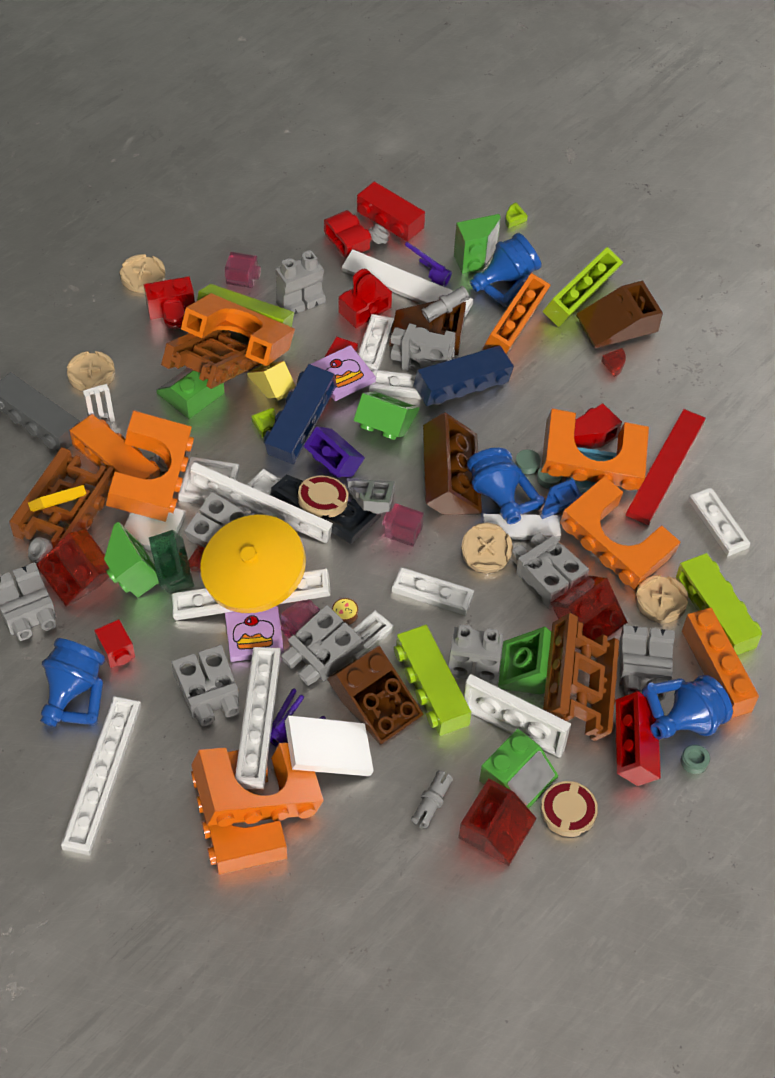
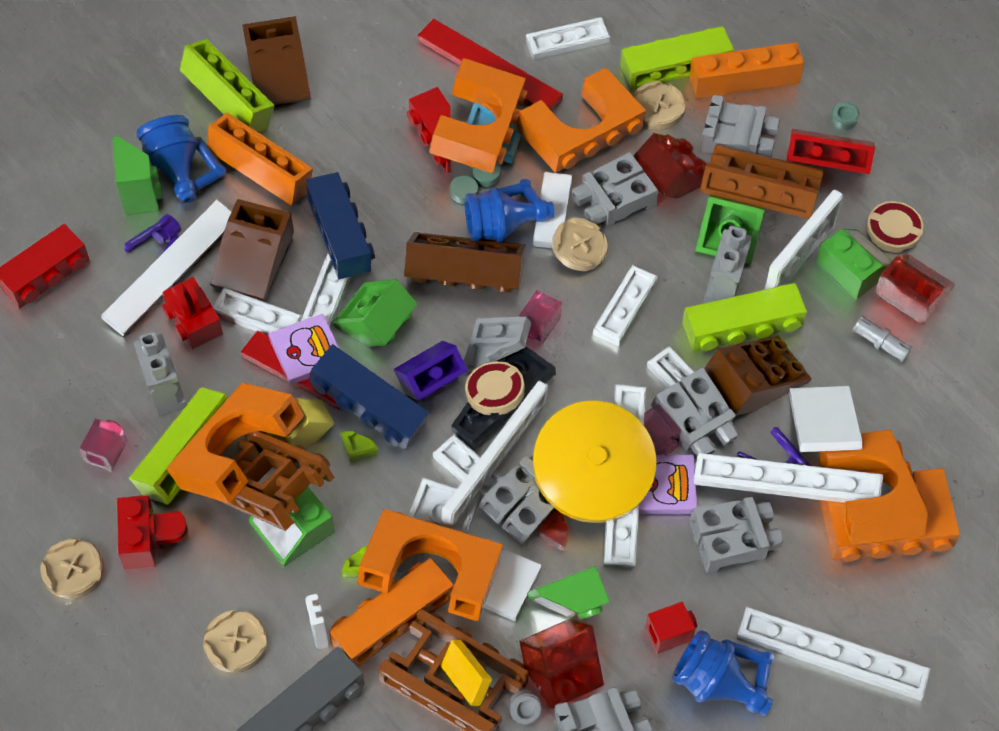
camera: 80 degrees left, 5 degrees up
(171, 561) = (571, 553): clear green brick -> none
(346, 610) = (651, 385): light yellow tile -> none
(347, 233) = (69, 318): red brick -> none
(379, 234) = (78, 284): light grey plate -> none
(421, 348) = (296, 256): light grey hips -> none
(445, 304) = (244, 215): light grey pin -> none
(515, 216) = (77, 140): lime tile -> none
(560, 497) = (528, 163): blue tile -> none
(614, 361) = (335, 83): clear red tile -> none
(696, 706) = (802, 100): blue piece -> none

